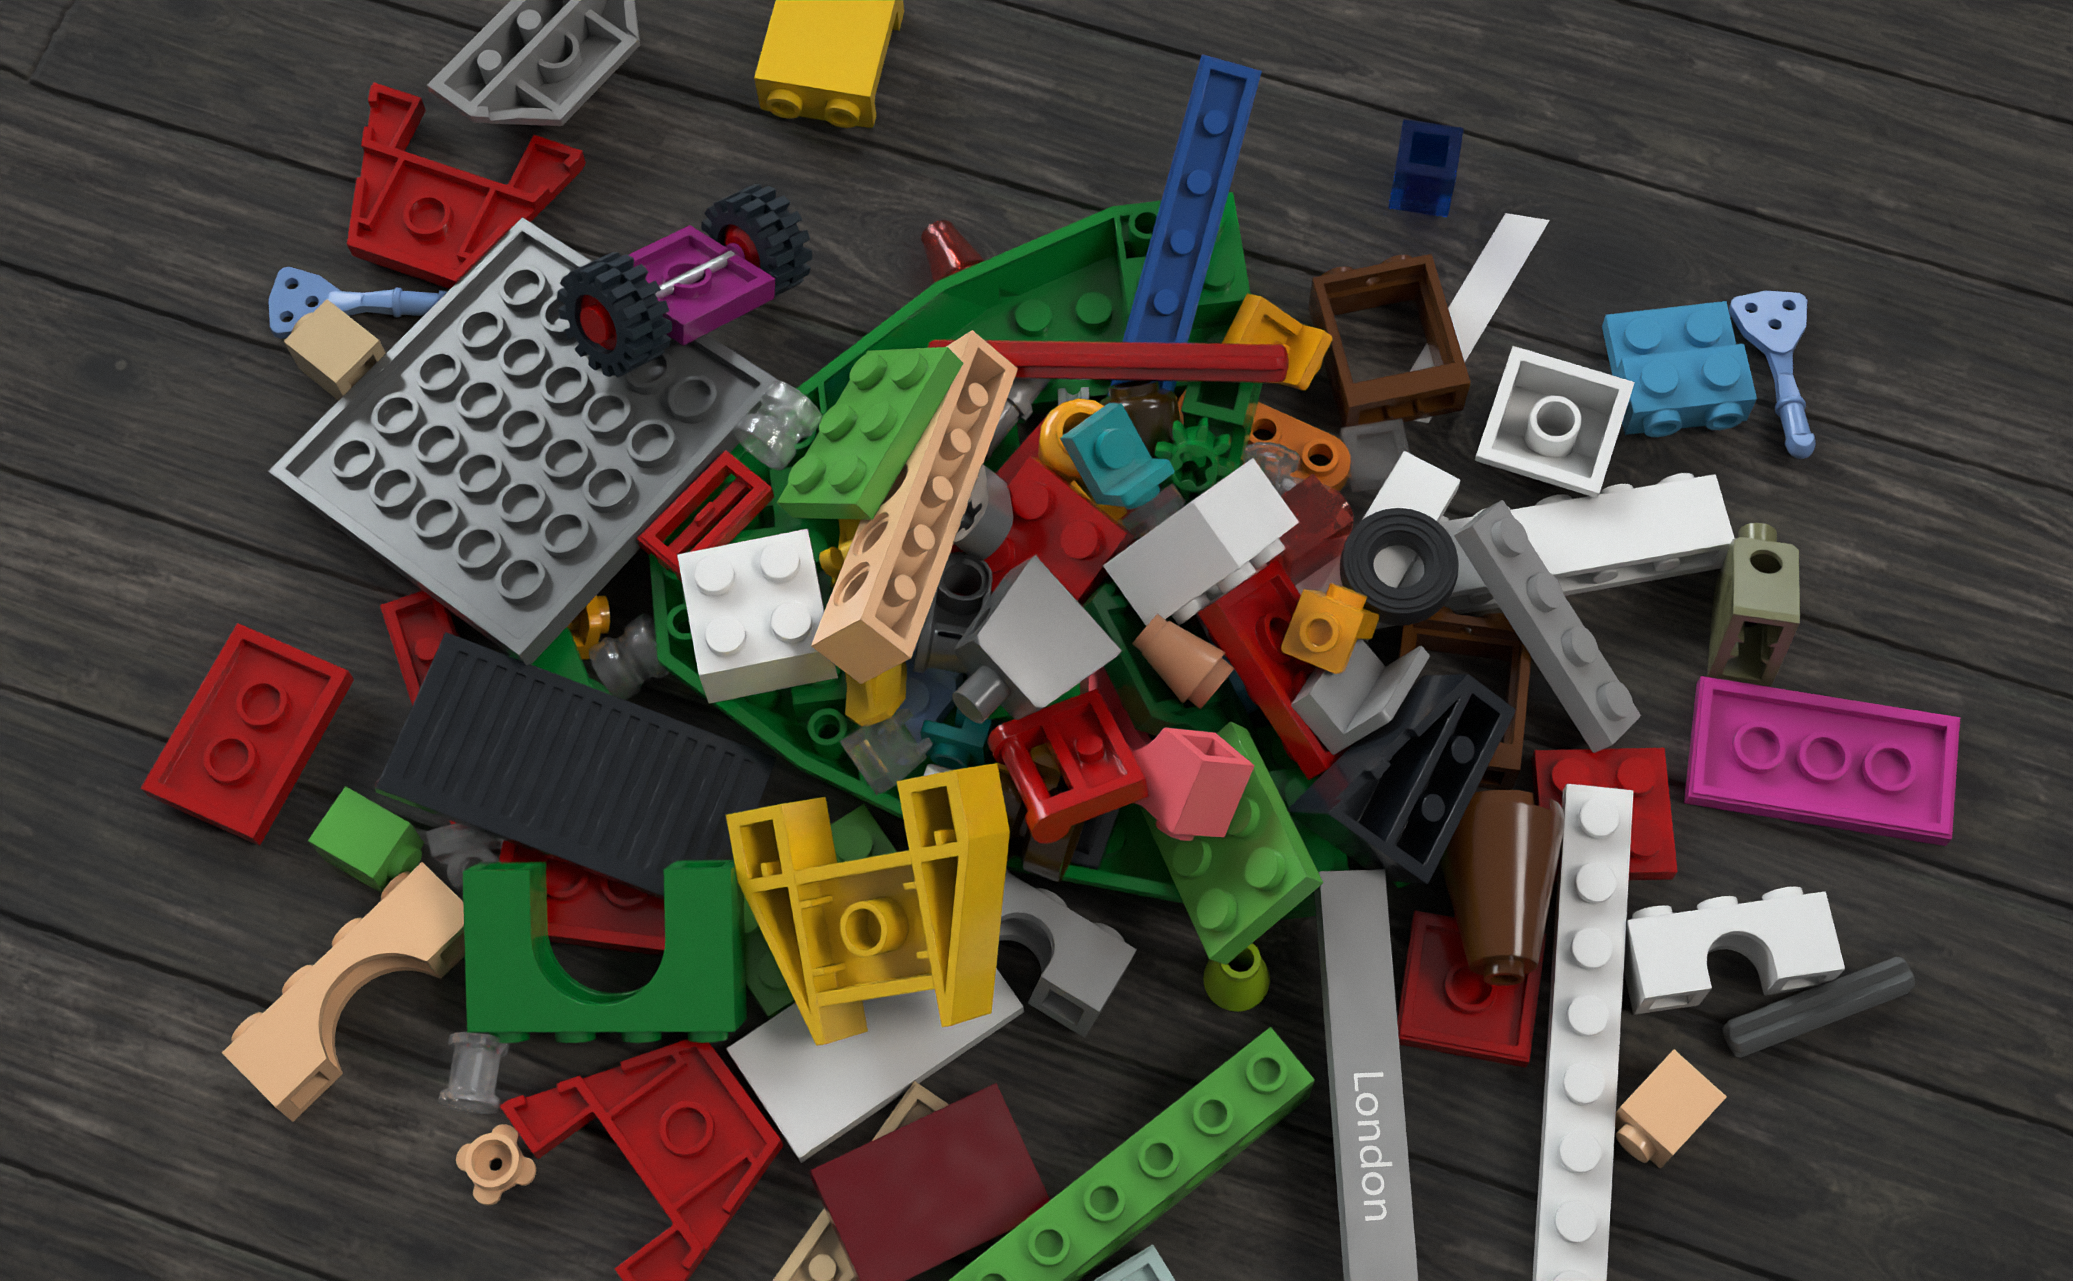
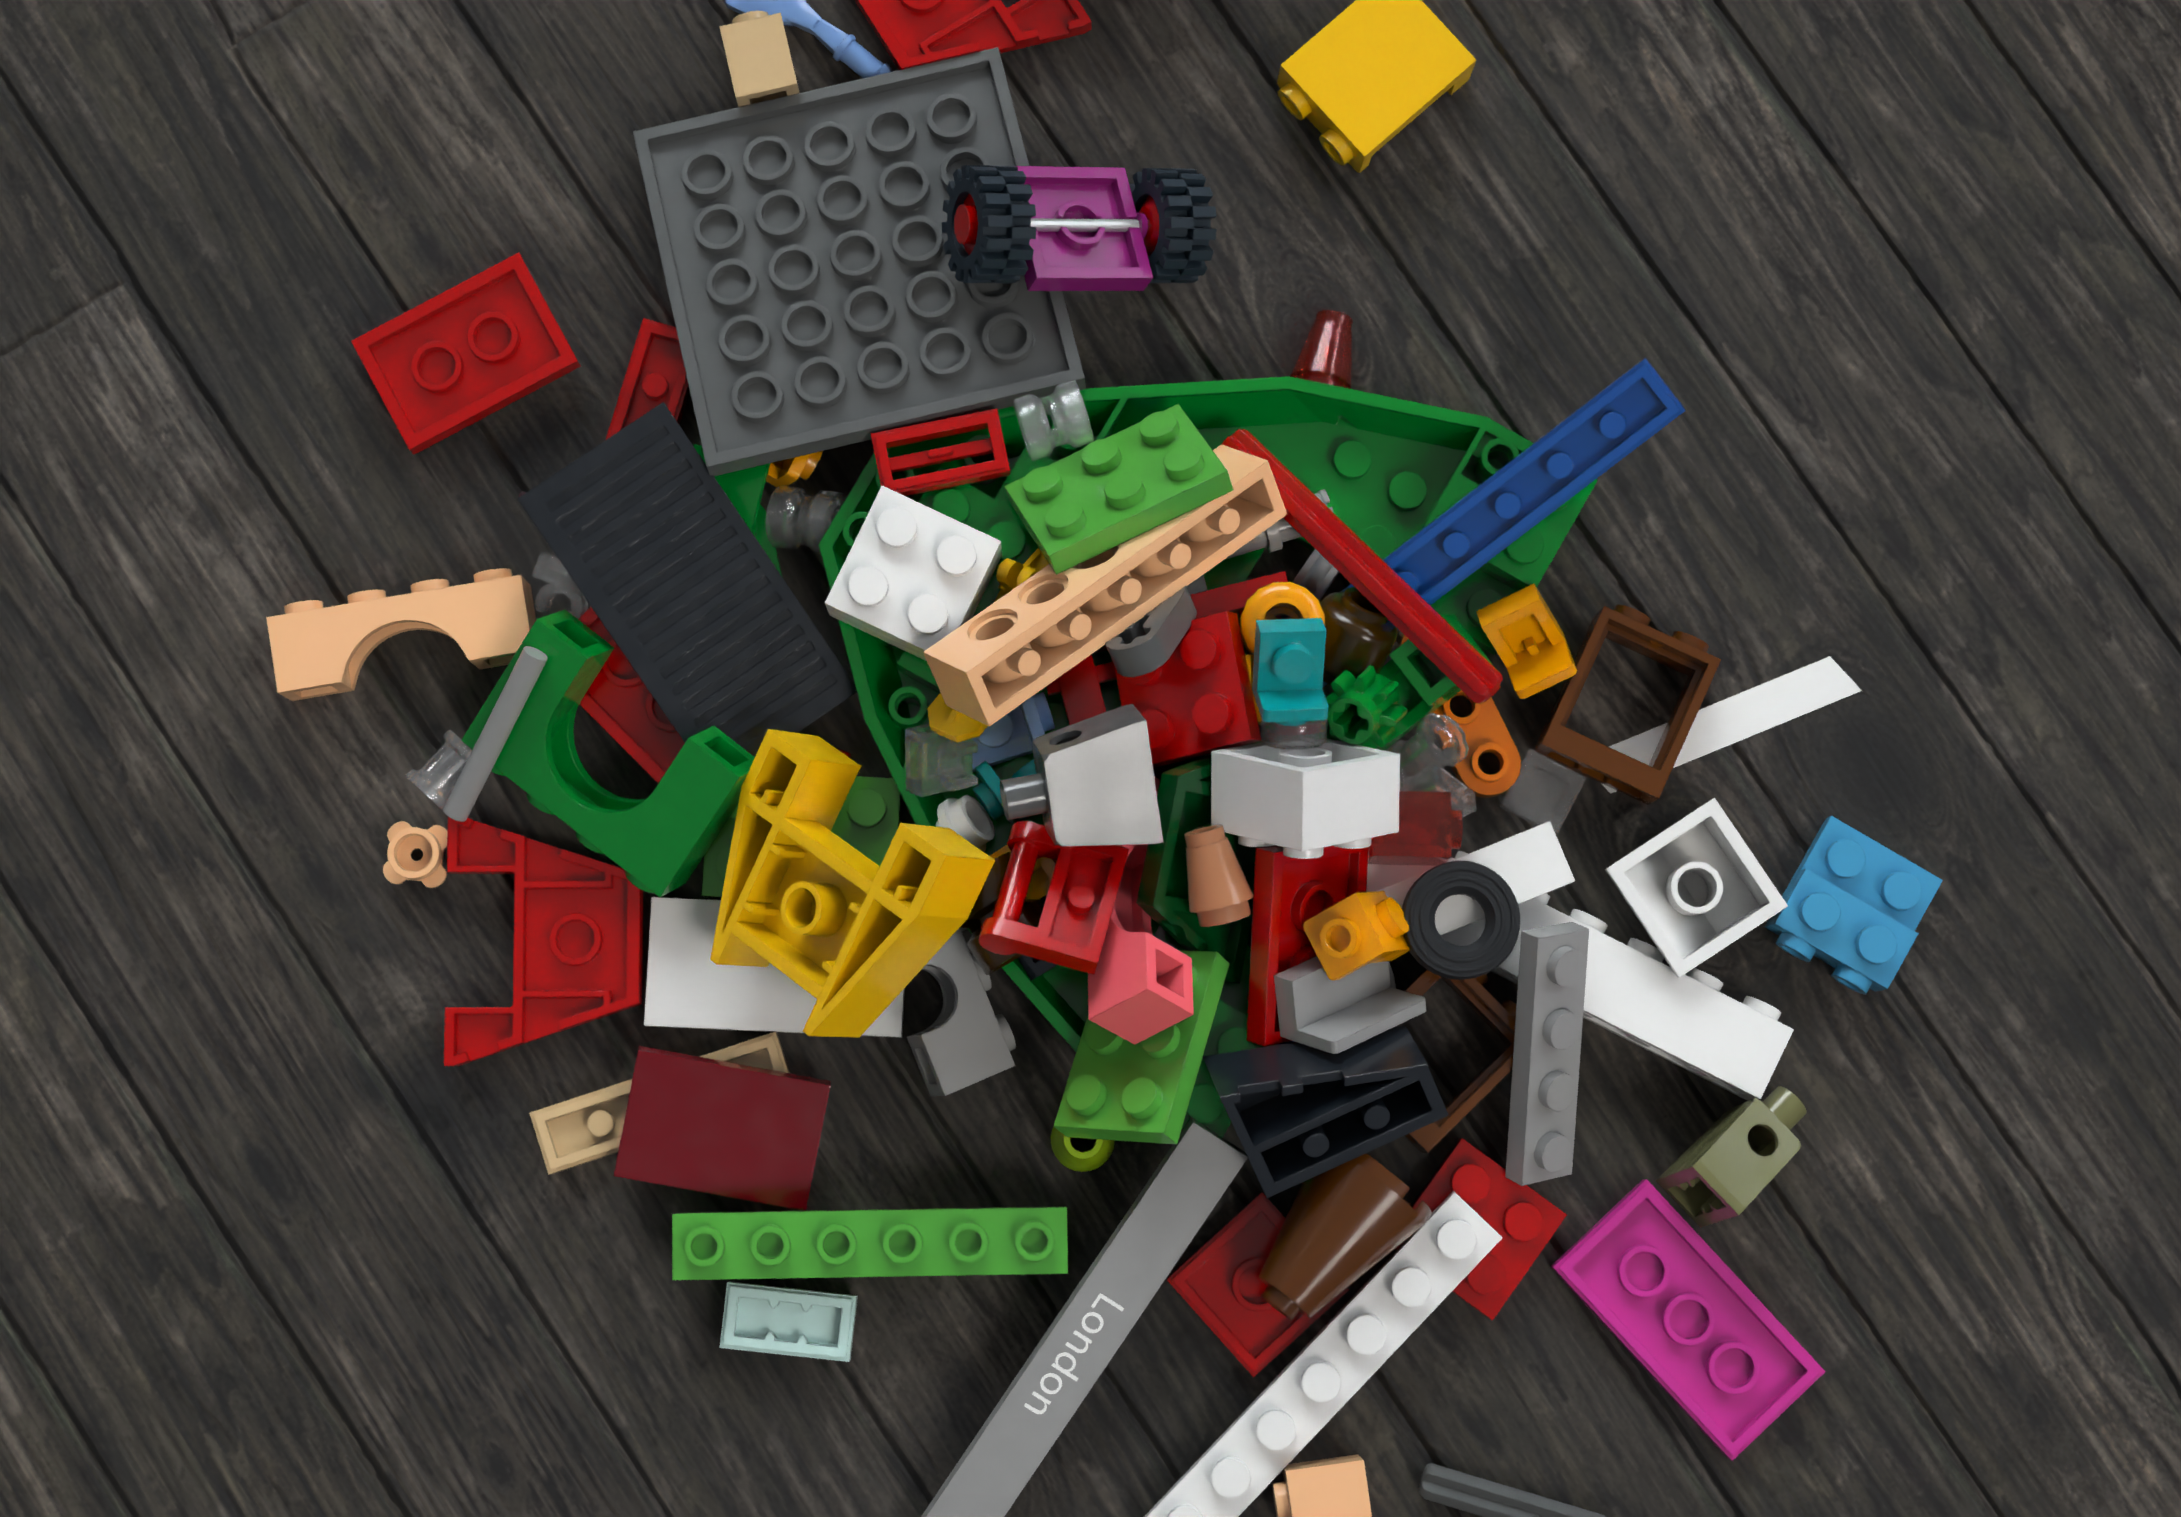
camera: 30 degrees right, 15 degrees up
(366, 840) = (494, 520): bright green brick -> none
(493, 998) = (495, 733): none -> light grey bar
(952, 614) = (1066, 700): dark grey piece -> none
(1425, 168) = (1784, 574): clear blue brick -> none
(1779, 348) = (1952, 952): medium blue piece -> none
(1783, 935) = (1531, 1437): white arch -> none

